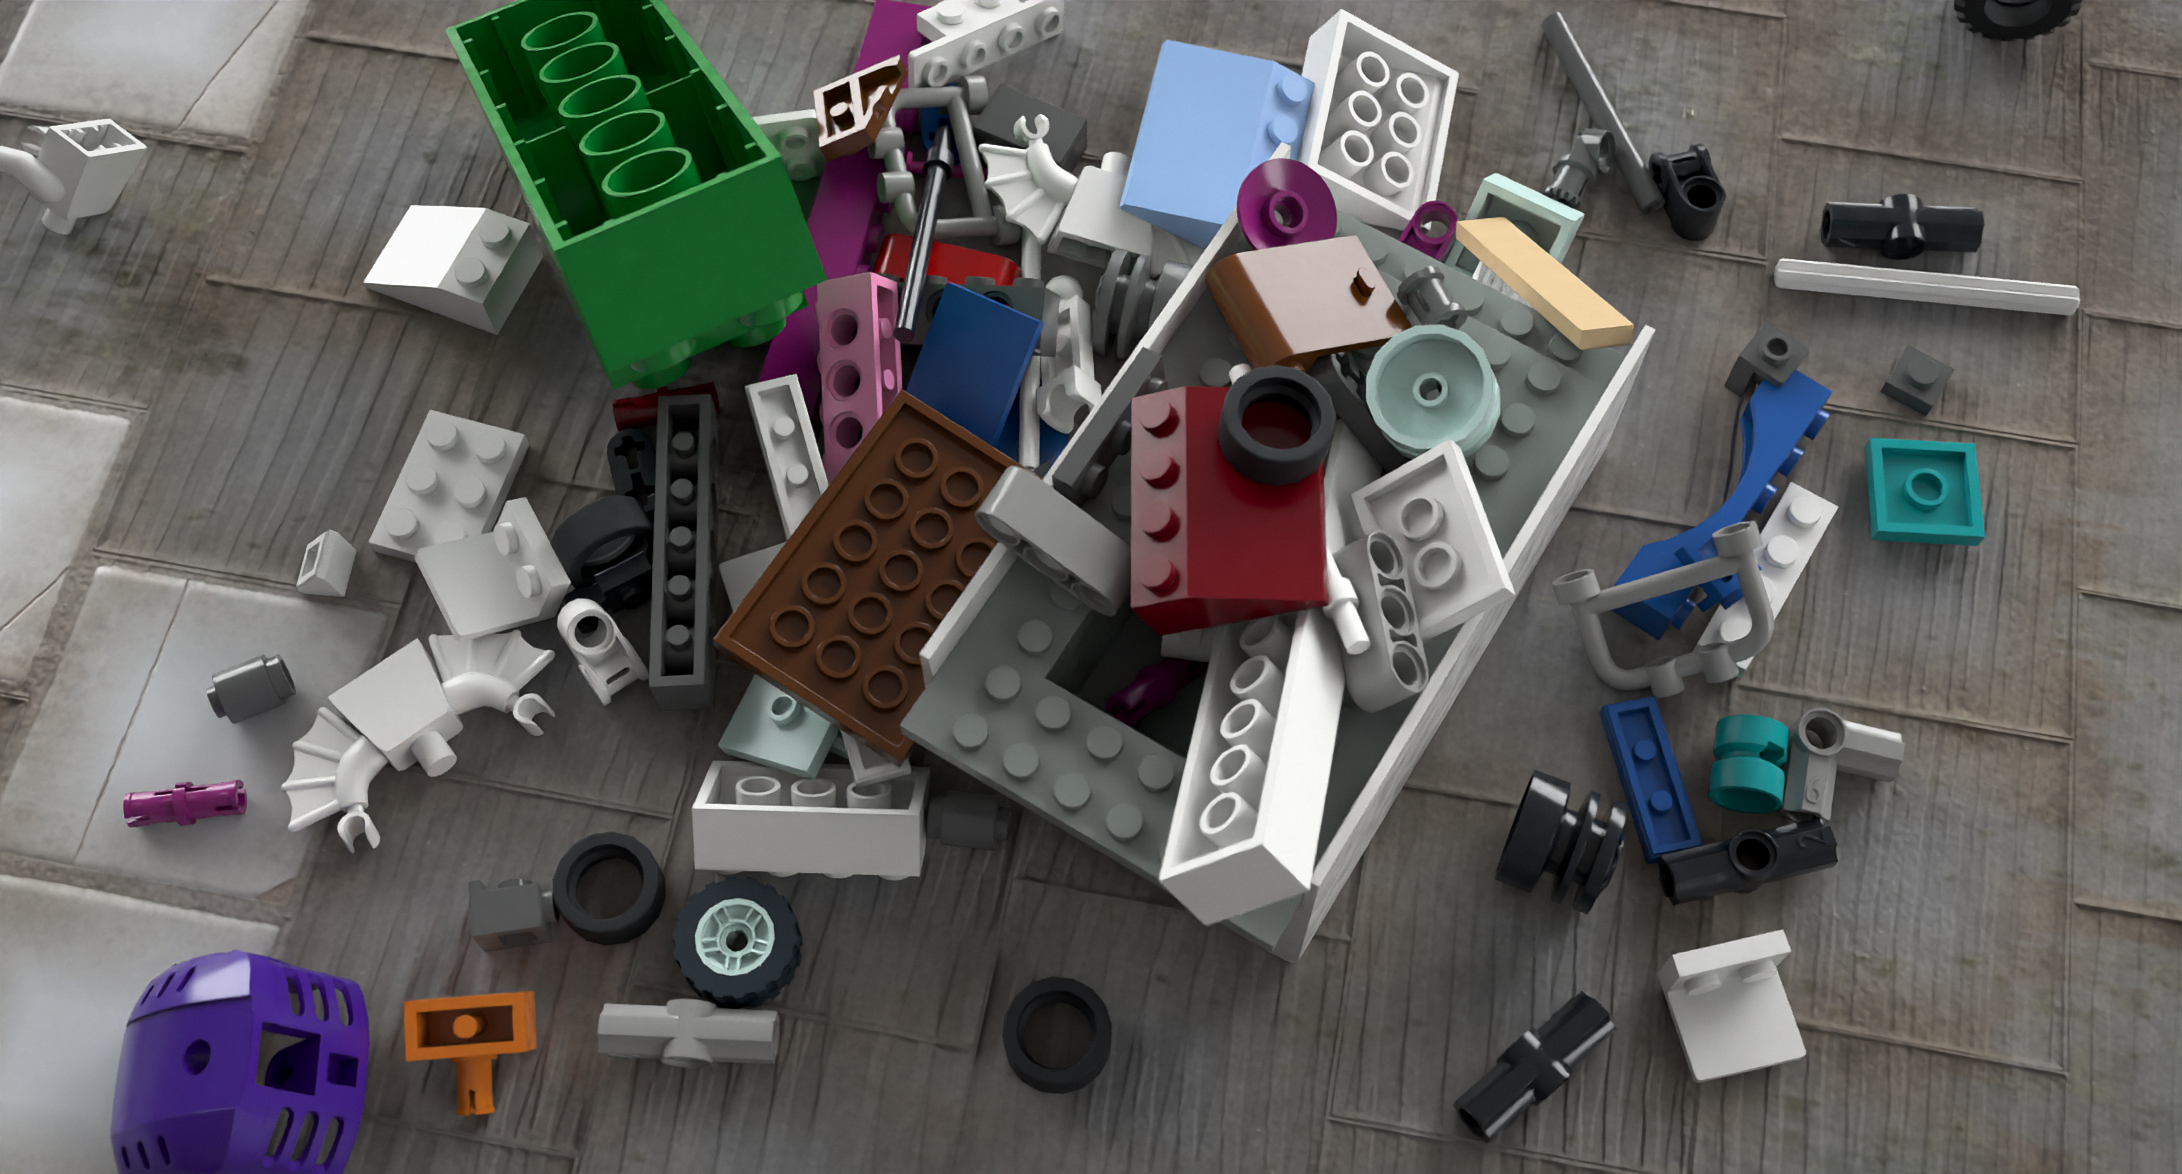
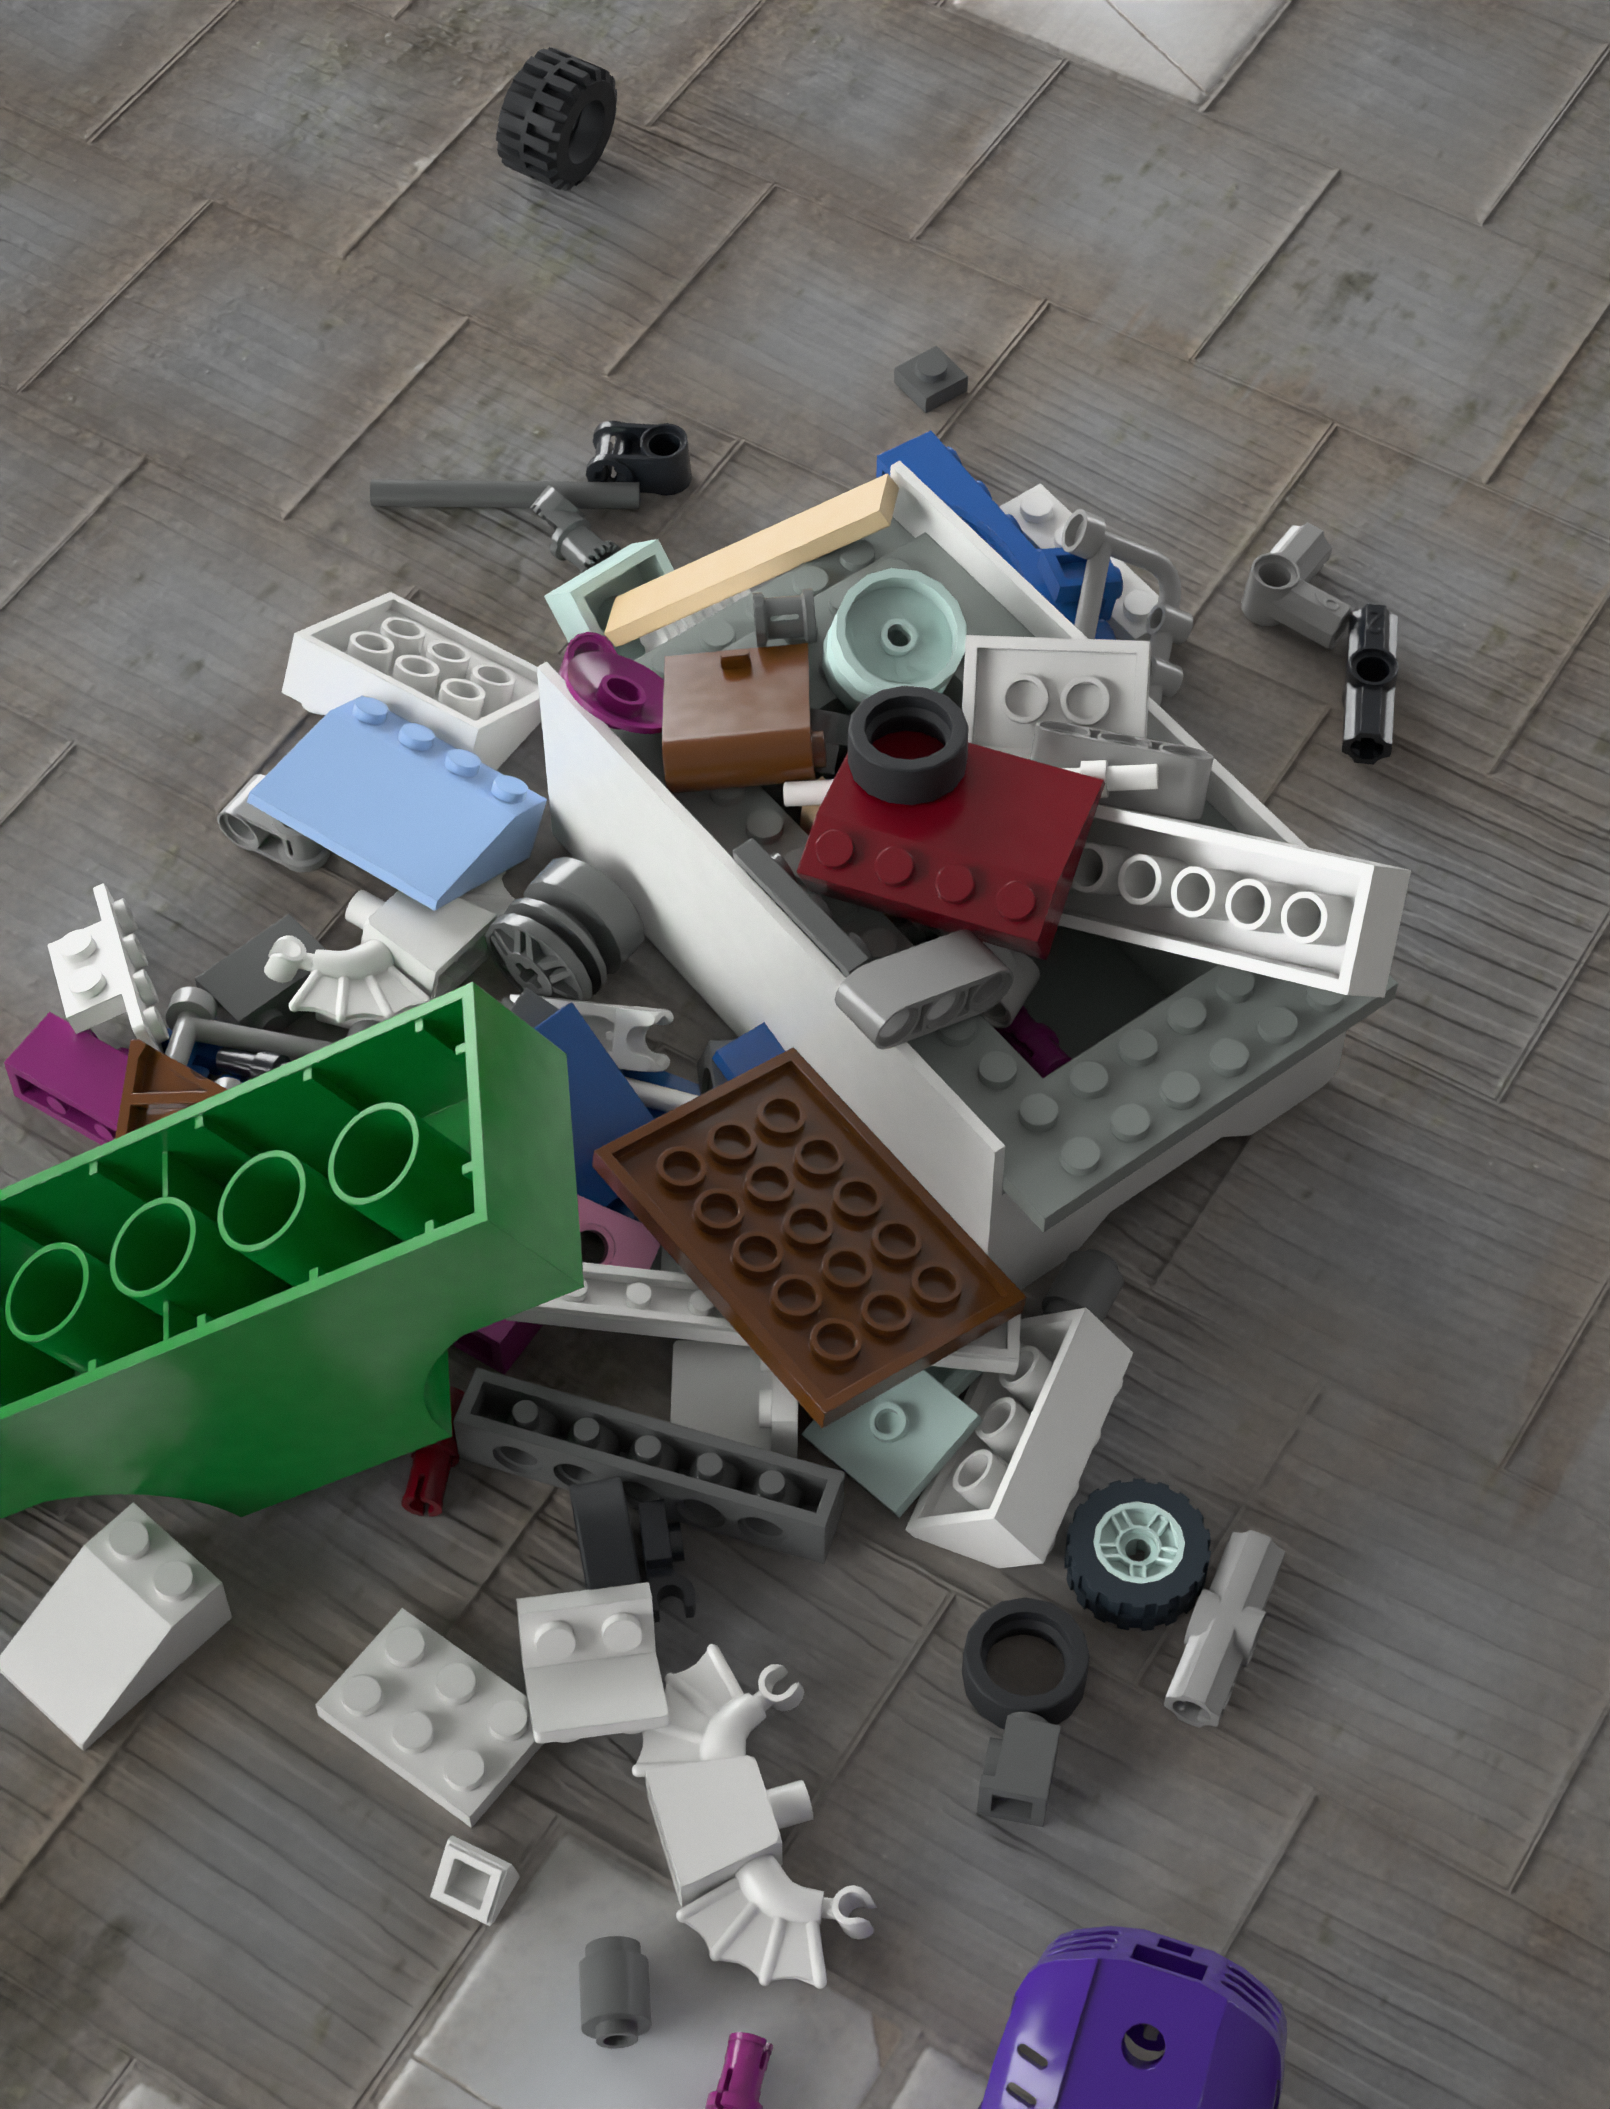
camera: 70 degrees left, 10 degrees down
(471, 1034) = (1152, 1836): orange brick -> none
(604, 657) = (735, 1588): white piece -> none
(626, 478) = (512, 1507): black beam -> none
(1062, 991) = (1344, 1249): black tyre -> none
(1534, 1066) = (1510, 914): black piece -> none
(1562, 842) = (1320, 788): black wheel -> none
(1650, 777) = (1260, 729): blue tile -> none
(1732, 1006) = (1504, 750): white bracket -> none
(1749, 764) = (1273, 641): teal wheel -> none
(1768, 356) = (866, 458): dark grey bracket -> none
(1902, 227) = (765, 321): black piece -> none
(1924, 491) = (1052, 417): teal plate -> none
(1927, 286) = (834, 335): white axle -> none

